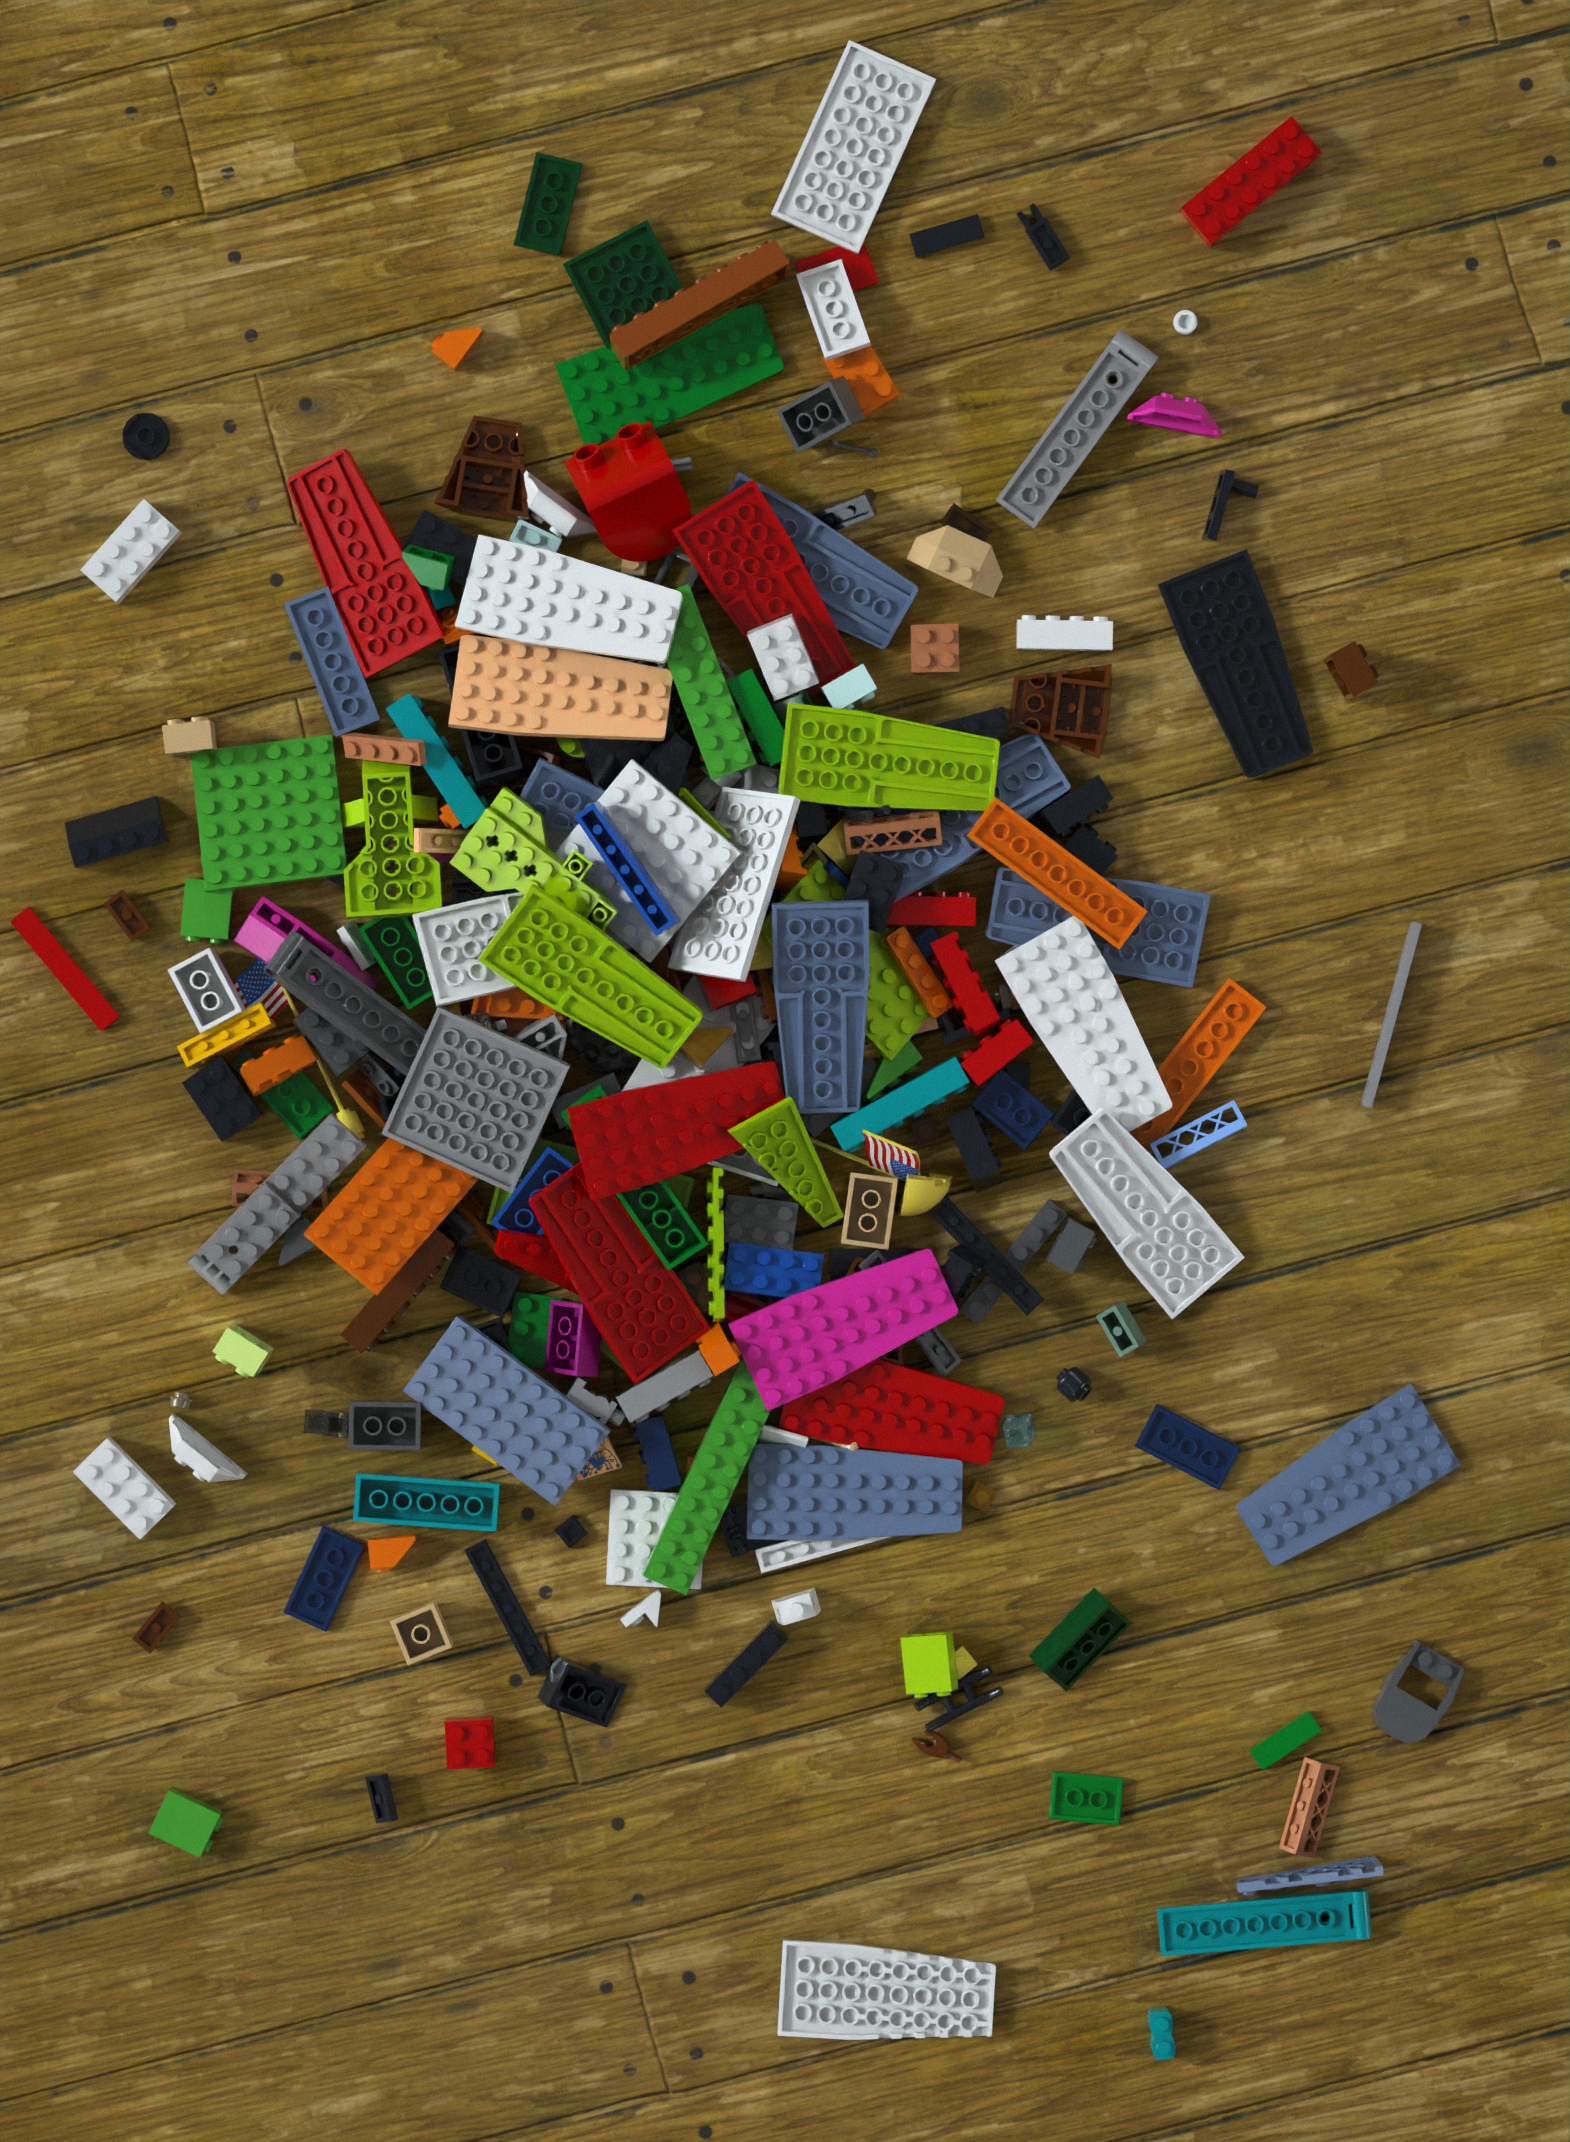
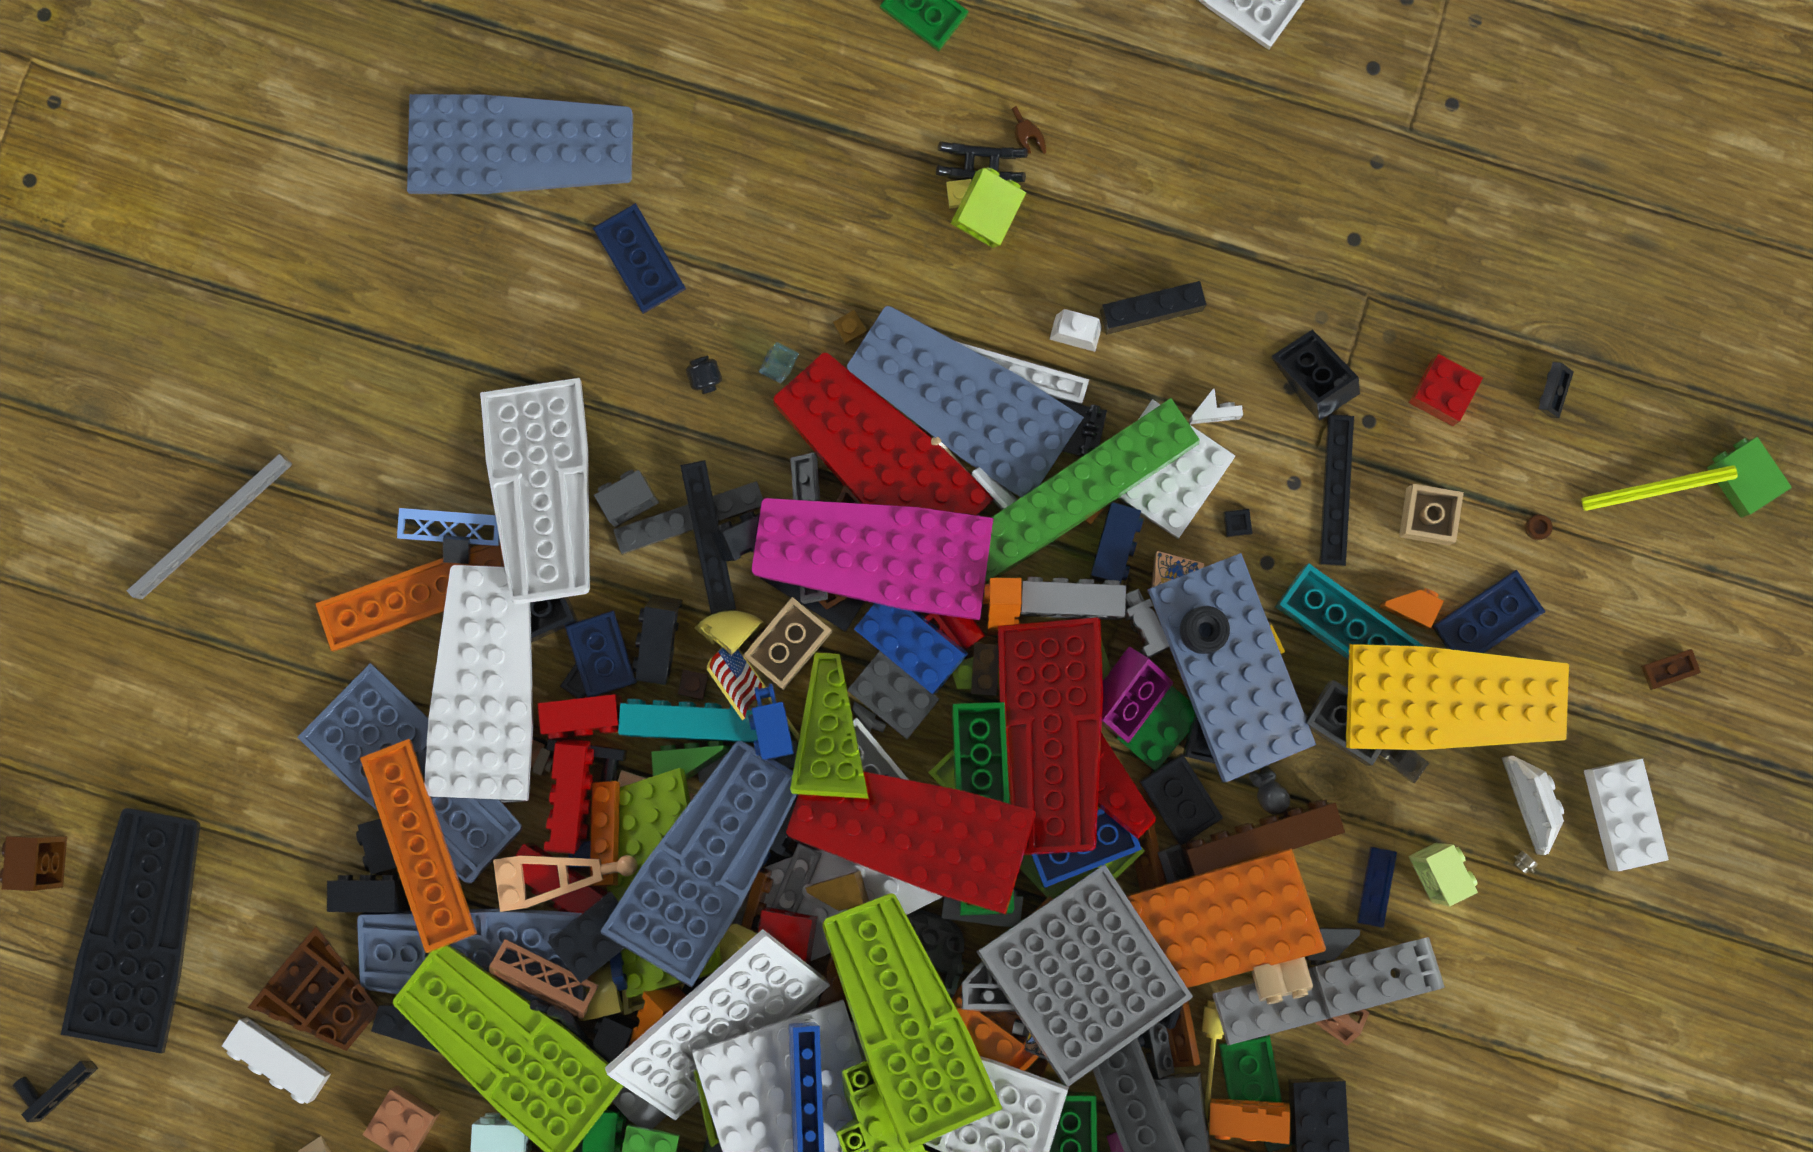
camera: 145 degrees left, 5 degrees down
(252, 1767) = (1659, 487): none -> neon yellow axle
(285, 1308) = (1376, 887): none -> clear blue tile
(317, 1493) = (1451, 698): none -> yellow wing
(320, 1189) = (1282, 980): none -> tan brick
(328, 1677) = (1538, 527): none -> reddish brown tile
(413, 1329) = (1271, 794): none -> dark grey piece
(533, 1425) = (1190, 629): none -> black tyre
(709, 791) = (686, 1125): white slope -> none
(715, 1238) = (942, 705): lime wing -> none
(839, 1138) = (771, 726): none -> blue brick
(962, 888) = (511, 878): none -> light nougat plate
(1080, 1639) = (841, 148): dark green slope -> none
(1121, 1329) = (629, 396): sand green brick -> none
(1179, 1120) = (456, 549): none -> black tile

